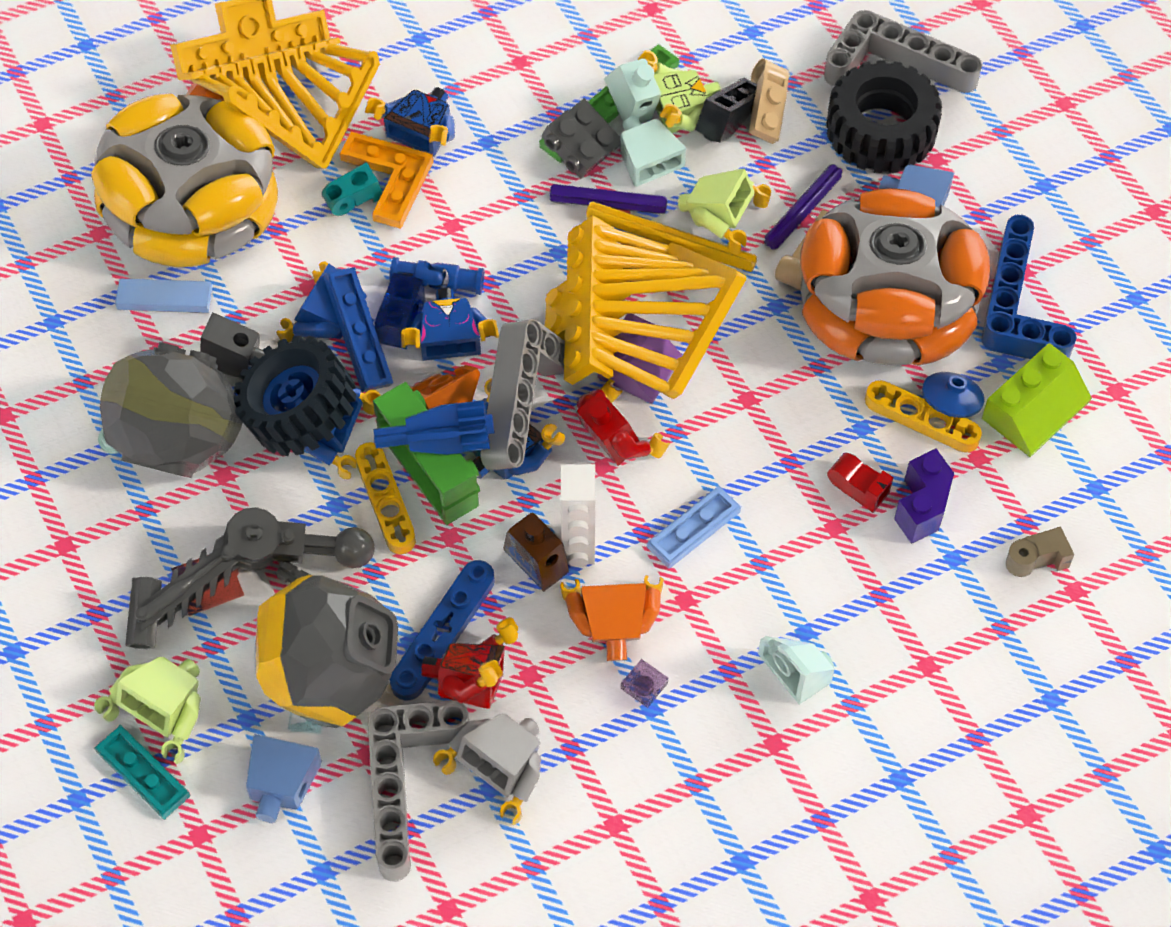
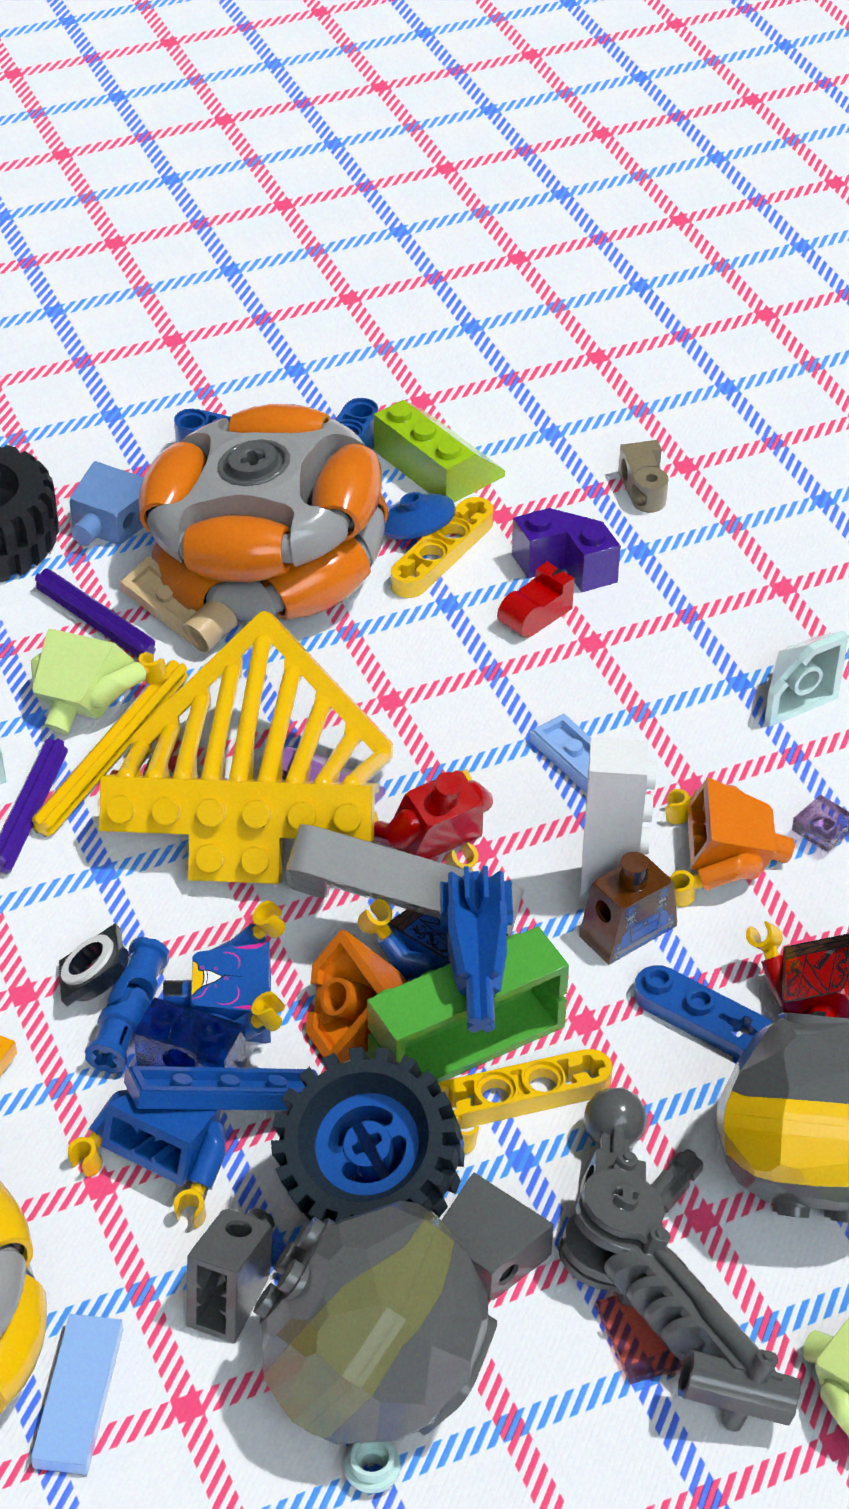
camera: 85 degrees left, 15 degrees down
(260, 479) = (498, 1234): none -> dark grey torso
(462, 251) = (113, 959): none -> black piece

